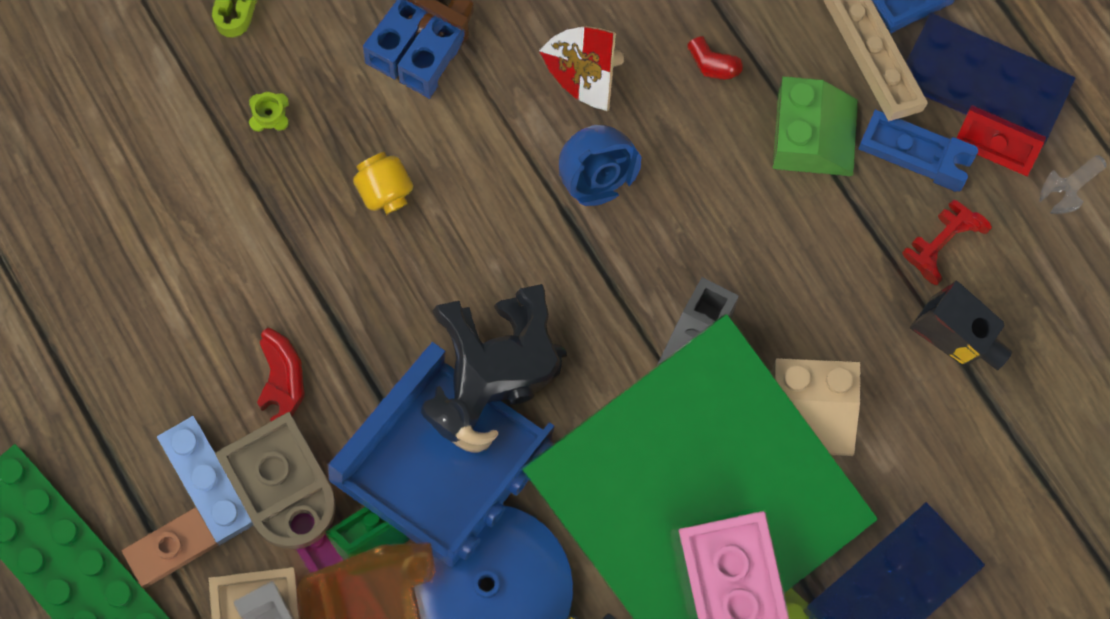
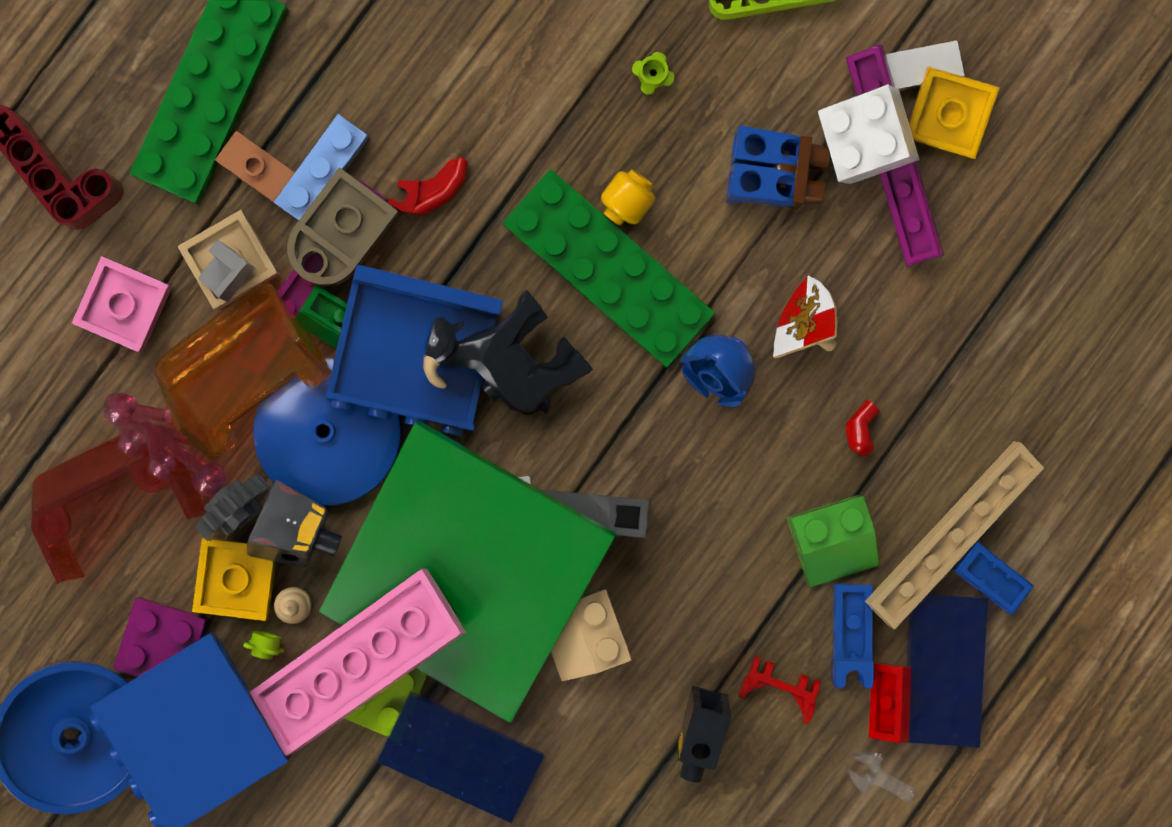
camera: 75 degrees right, 15 degrees up
(444, 235) = (608, 268): none -> green plate

